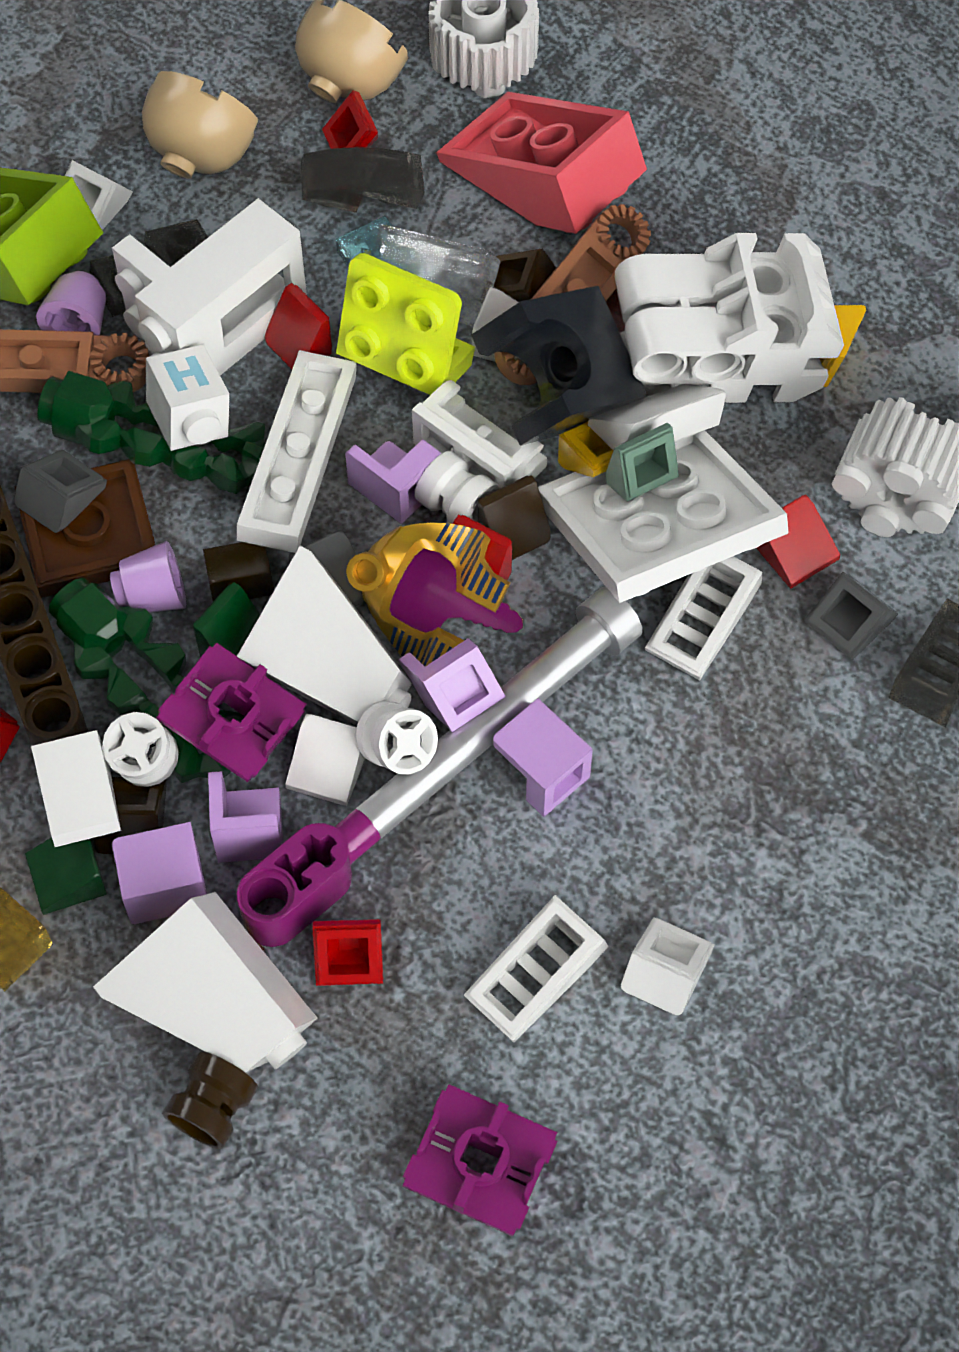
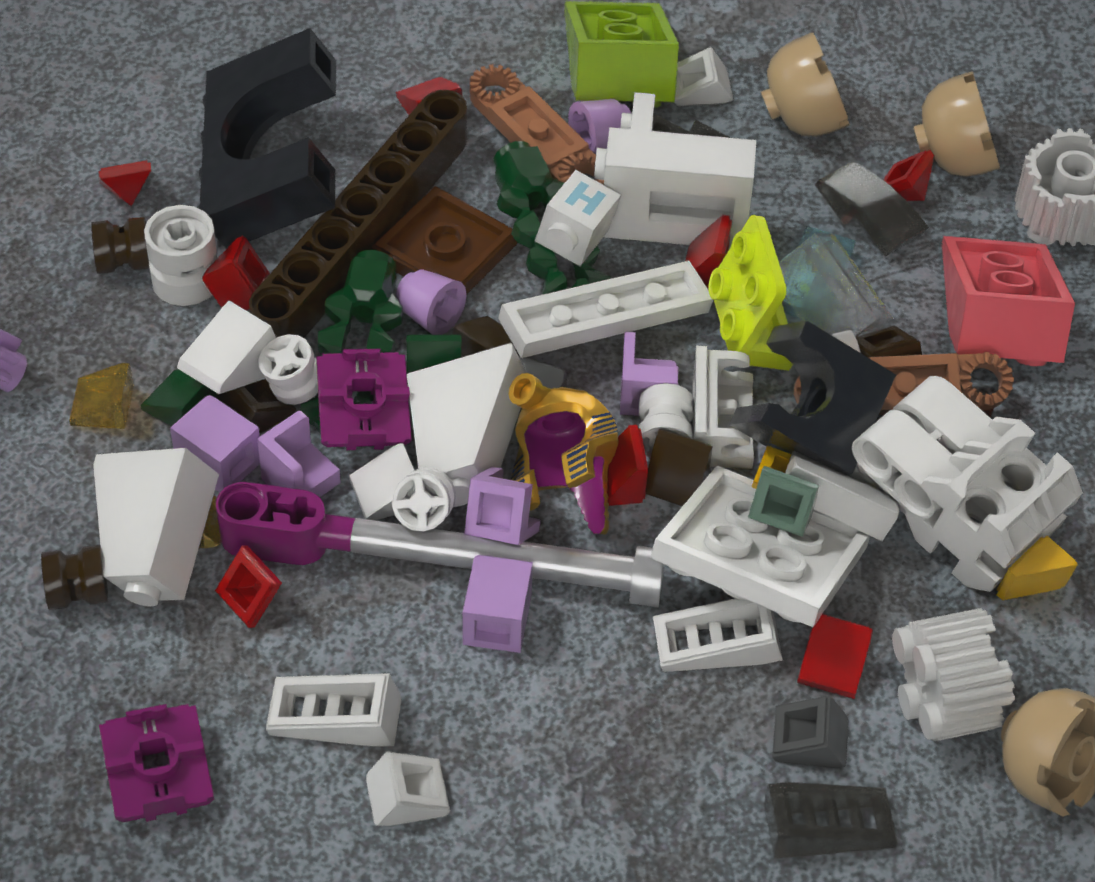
camera: 50 degrees right, 10 degrees down
(57, 489) = (451, 204): dark grey slope -> none

